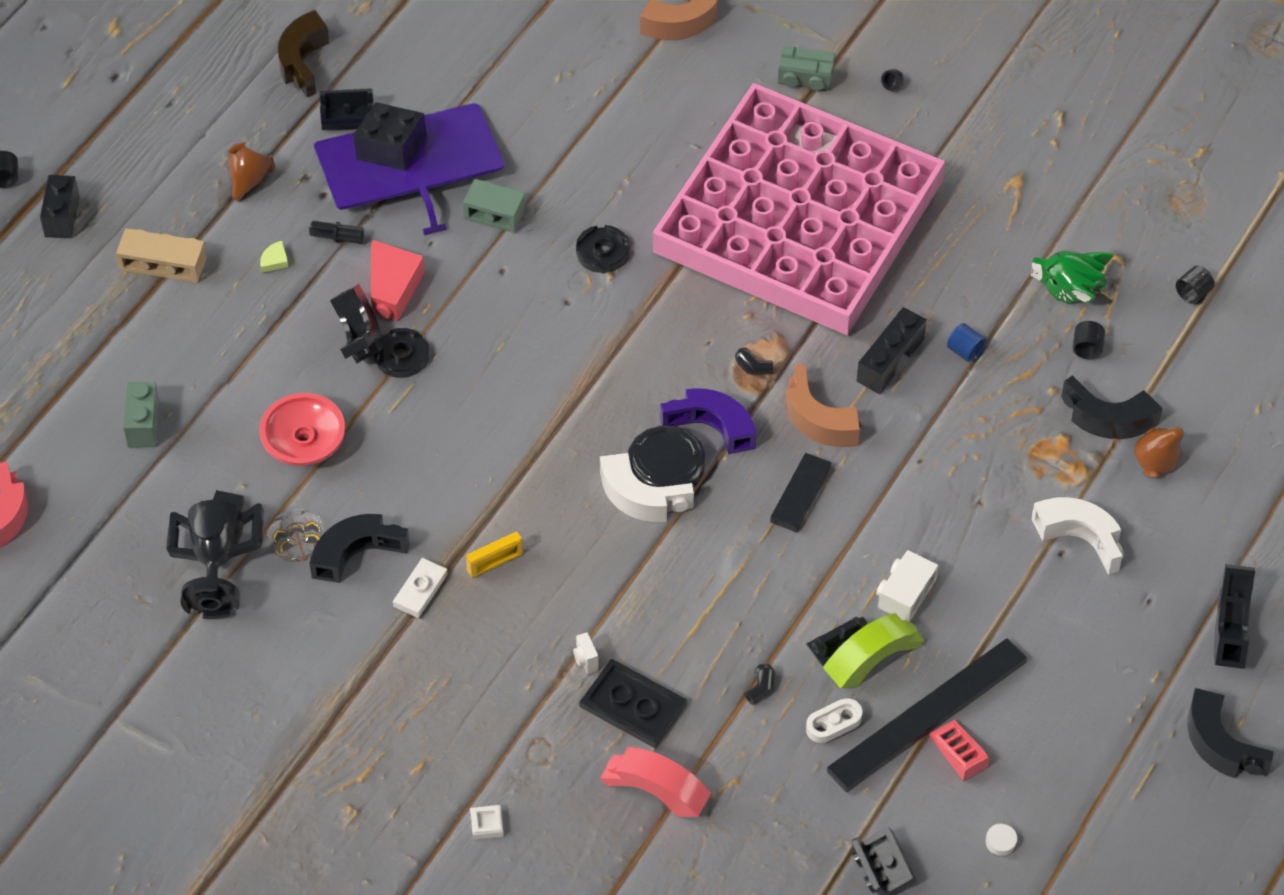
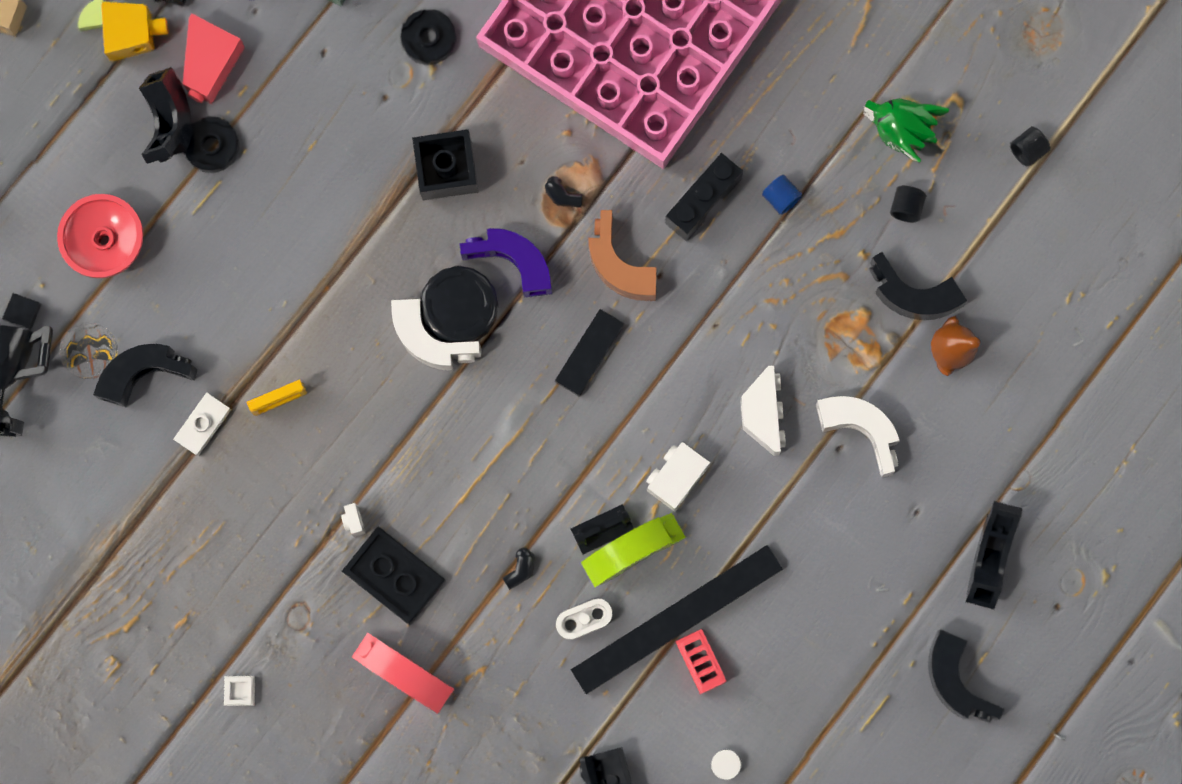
camera: 15 degrees right, 25 degrees up
(312, 263) = (129, 29): none -> yellow torso
(636, 343) = (445, 164): none -> black brick
(982, 525) = (761, 411): none -> white slope

